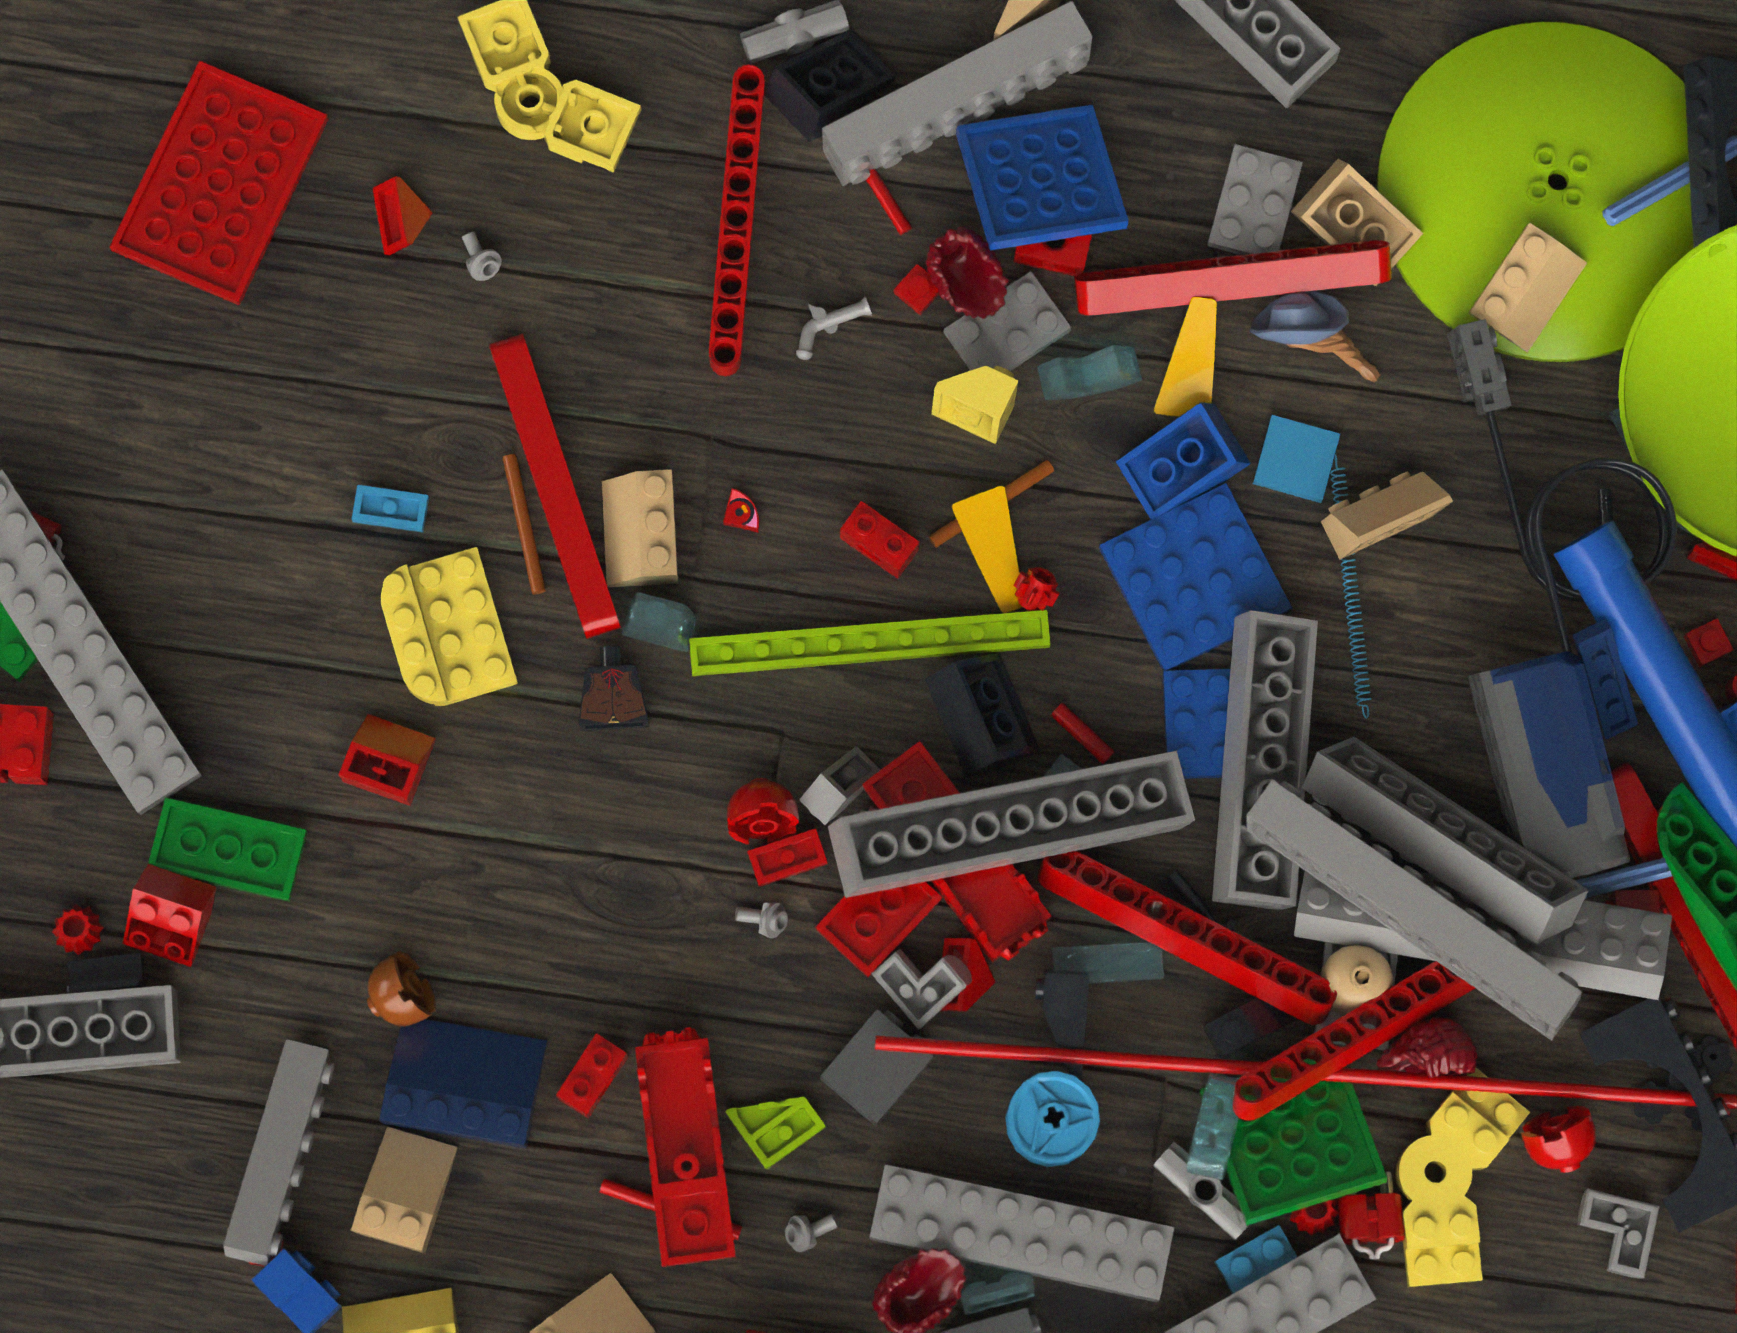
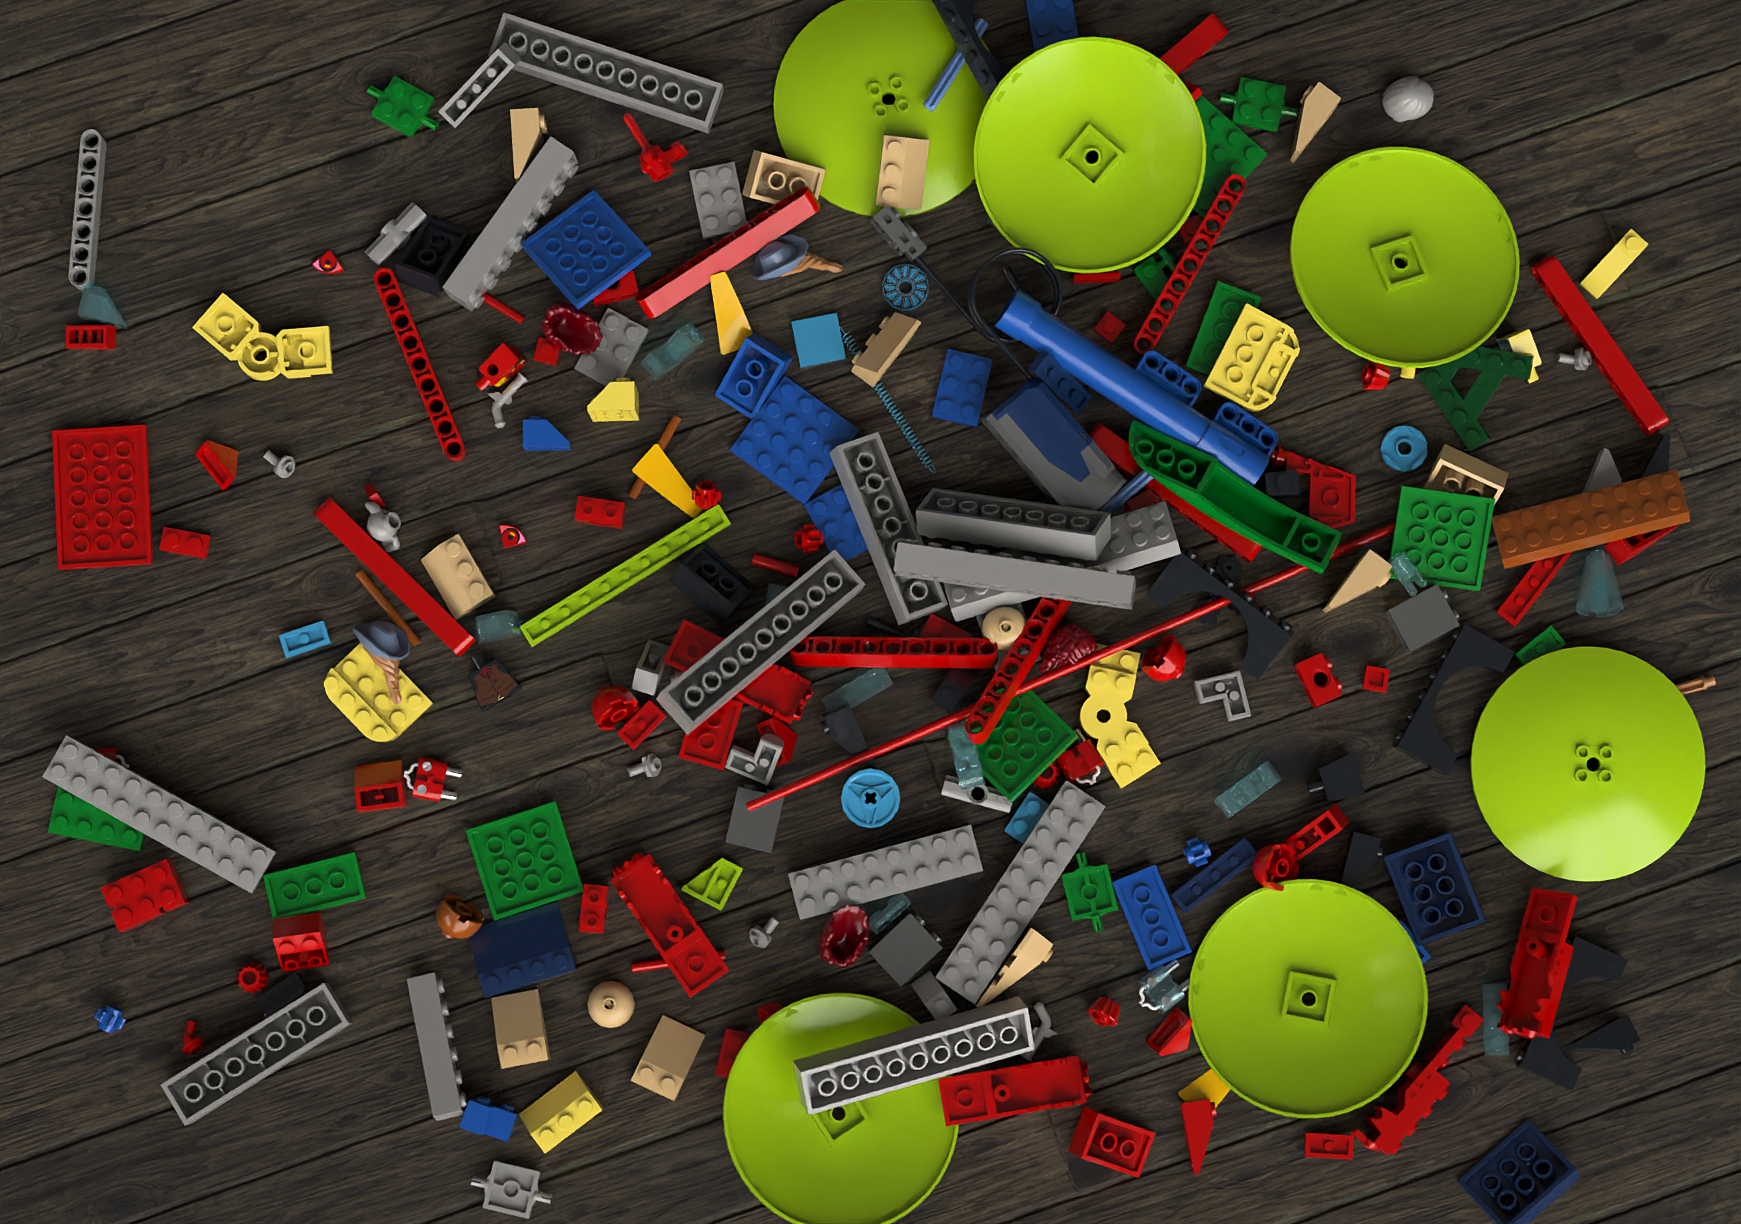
camera: 25 degrees left, 5 degrees up
(297, 299) = (185, 543): none -> red plate
(460, 784) = (430, 779): none -> red piece
(494, 573) = (386, 647): none -> sand blue hat
(531, 961) = (525, 860): none -> green plate
(551, 1236) = (618, 1012): none -> tan cylinder
(575, 410) = (383, 526): none -> light grey piece
(583, 367) = (374, 496): none -> red tile
(682, 26) = (328, 264): none -> red tile
(853, 398) = (542, 436): none -> blue slope
(857, 276) = (507, 360): none -> red torso
(1147, 719) = (808, 538): none -> red gear
(1194, 103) = (653, 159): none -> red piece
(1265, 932) = (939, 628): none -> red plate
(1459, 428) = (908, 274): none -> tile
(1462, 622) = (962, 388): none -> blue plate

